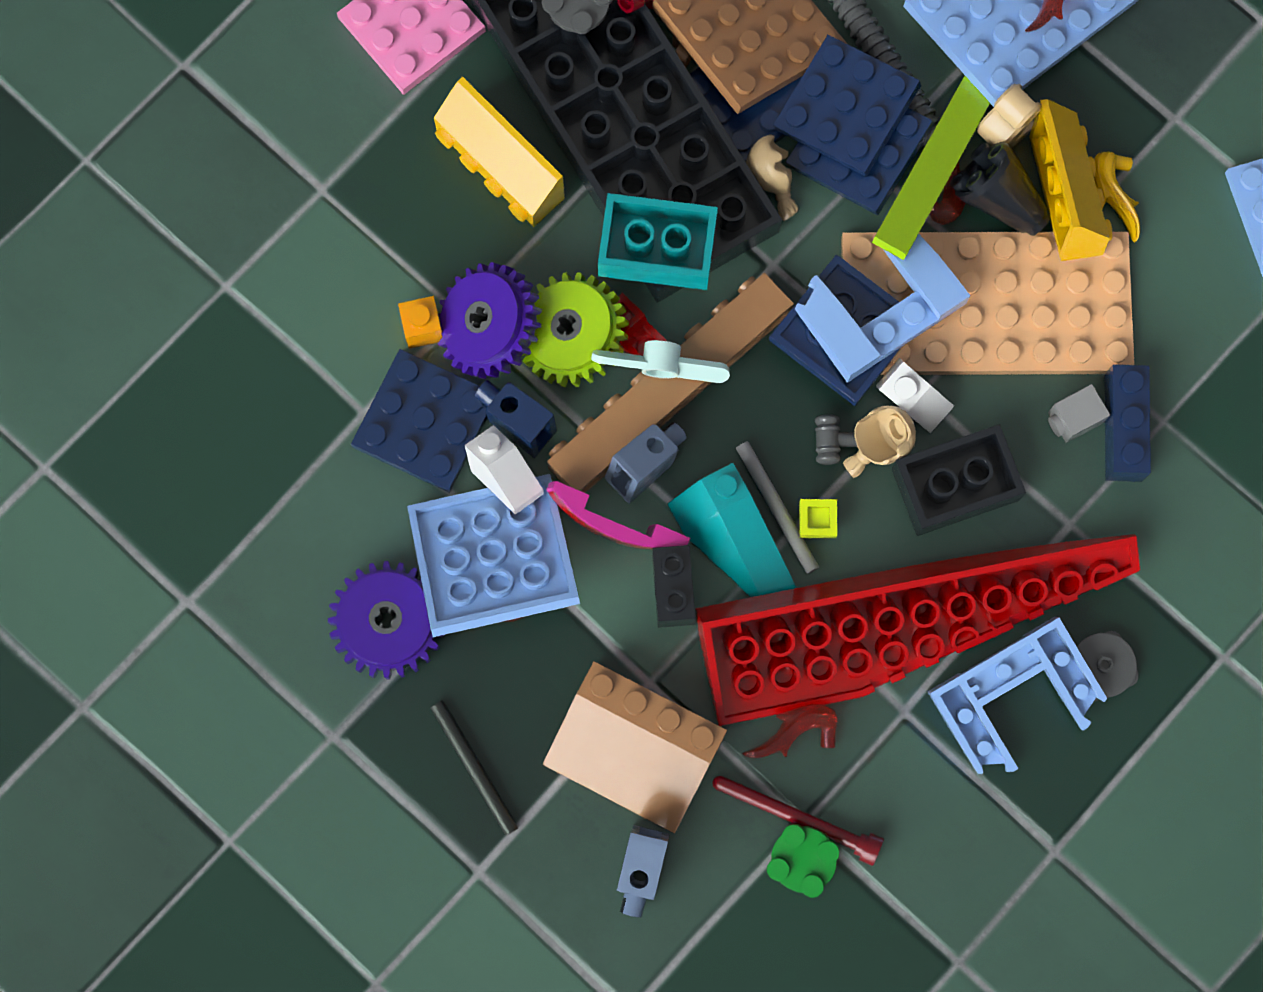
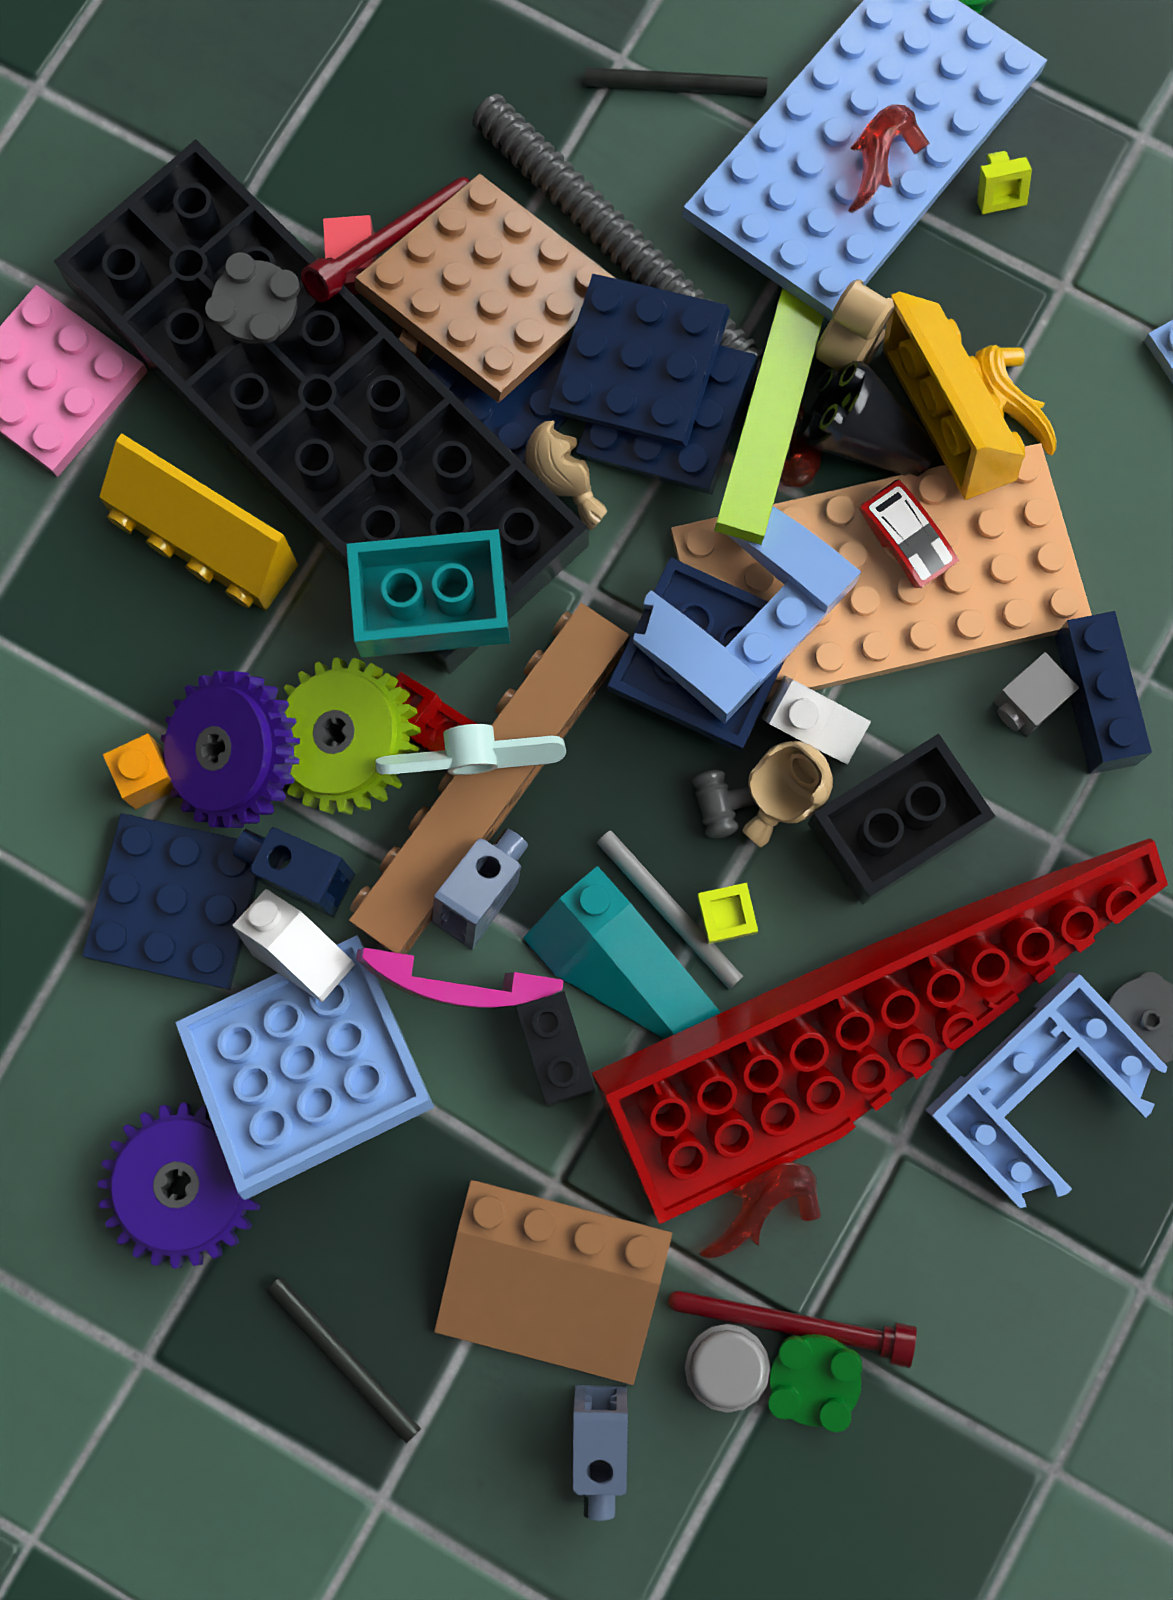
camera: 10 degrees left, 0 degrees up
(743, 836) = (727, 1368): none -> light grey piece
(1014, 276) = (909, 533): none -> slope
(1147, 32) = (1003, 183): none -> neon yellow tile

